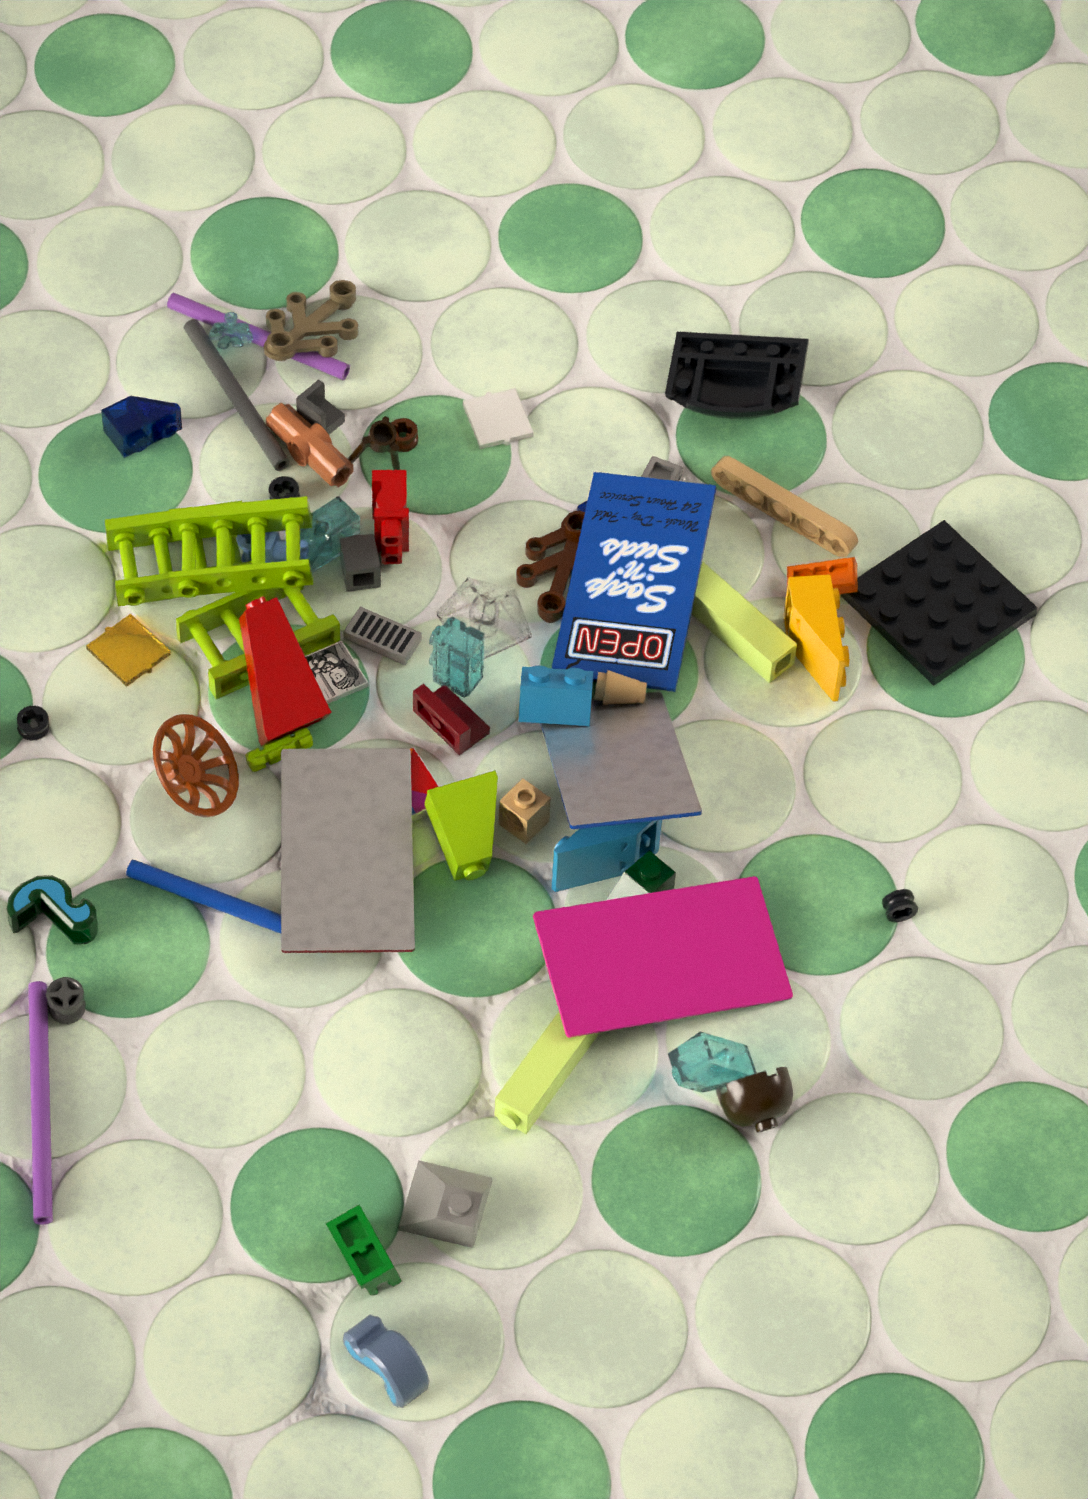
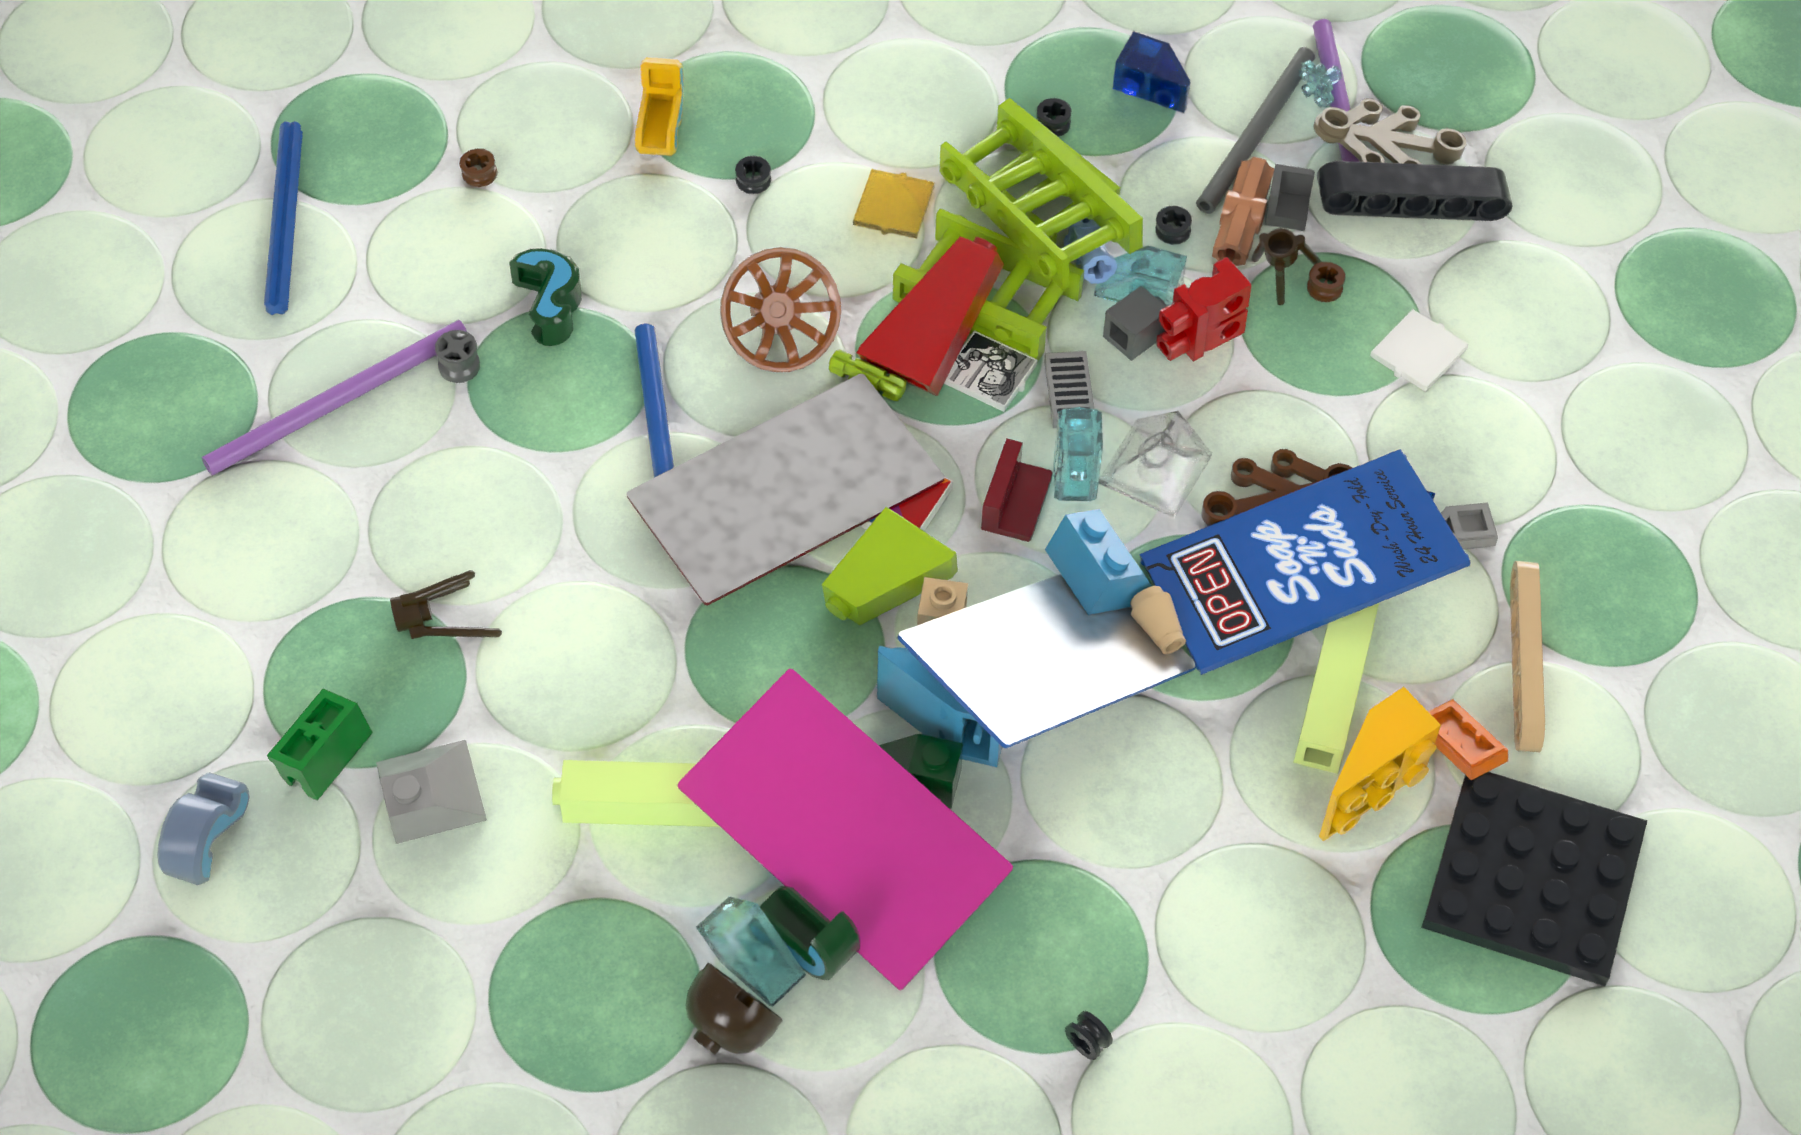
camera: 60 degrees right, 0 degrees up
(129, 498) = (1055, 107): none -> black bush
(285, 1140) = (413, 610): none -> dark brown plant
(372, 336) = (1414, 191): none -> black beam
(733, 1021) = (813, 939): none -> dark green animal
(736, 374) = (1657, 520): black slope -> none

